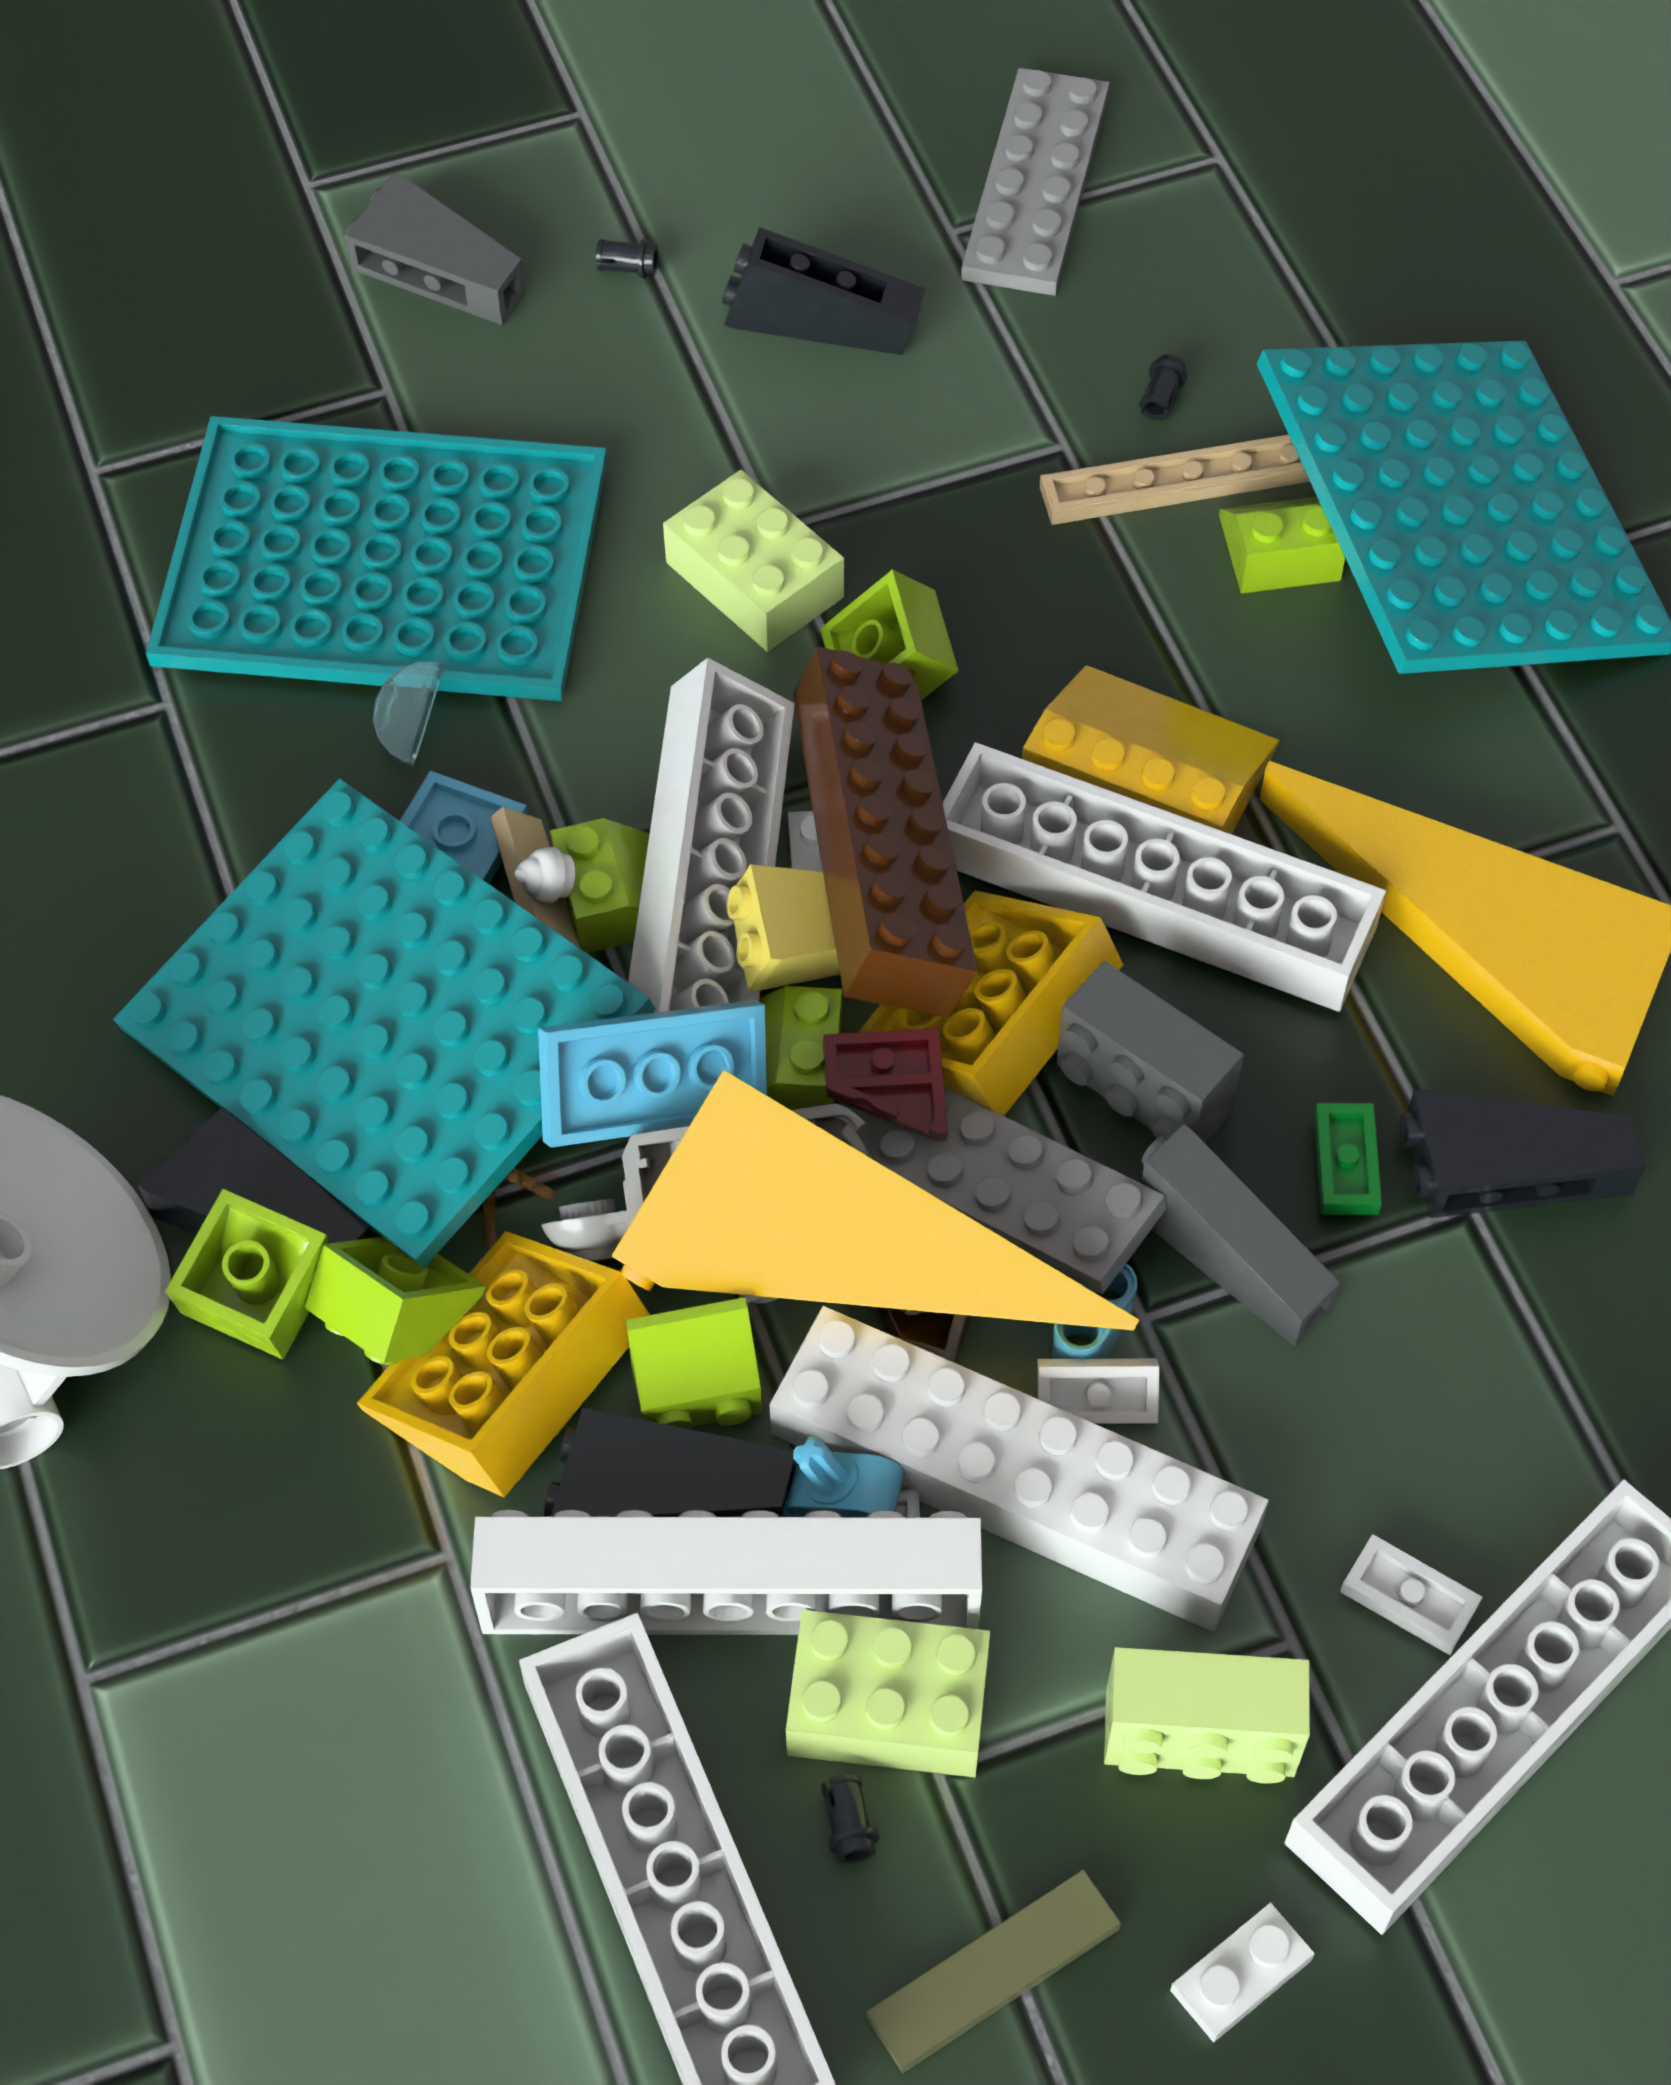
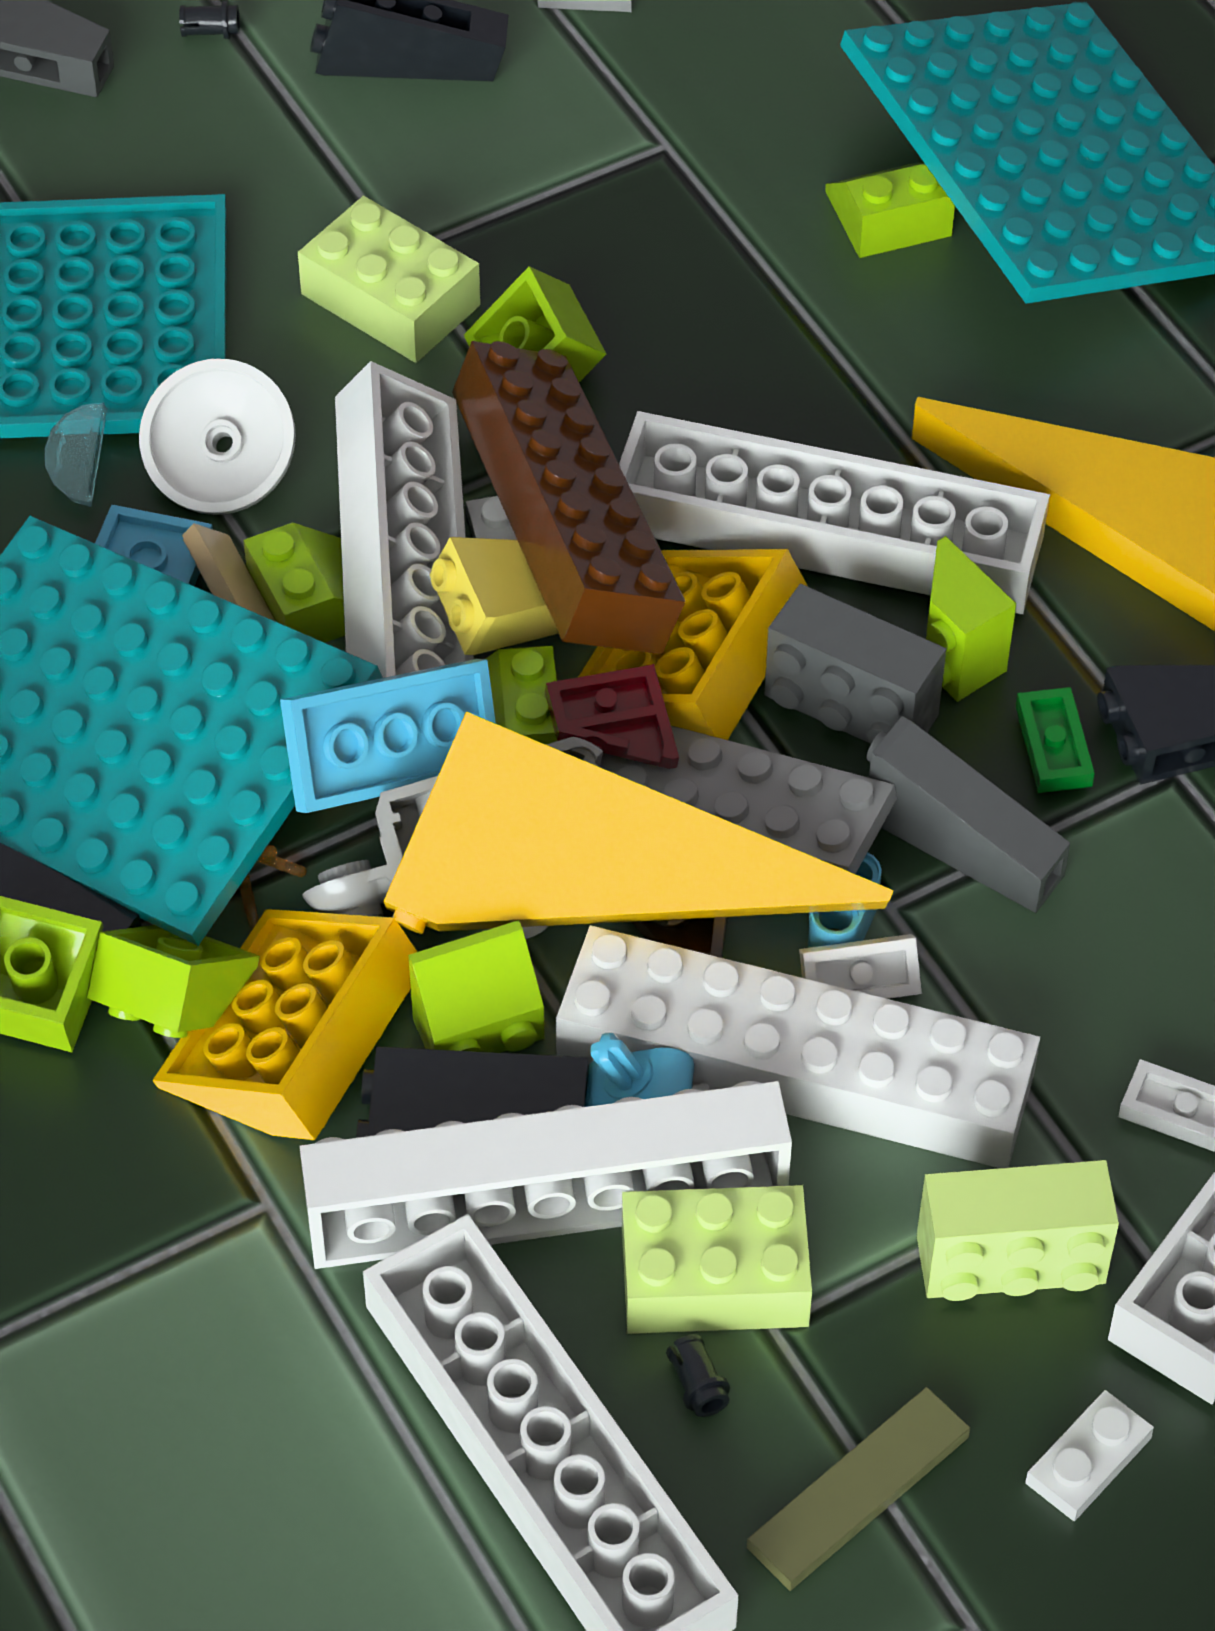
camera: 10 degrees left, 5 degrees down
(514, 708) = (199, 409): none -> white dish
(547, 874) = (250, 577): white plate -> none
(1151, 749) = (802, 400): yellow slope -> none
(1167, 376) = (752, 71): black pin -> none
(1171, 479) = (777, 162): tan tile -> none
(1274, 1020) = (970, 620): none -> lime slope

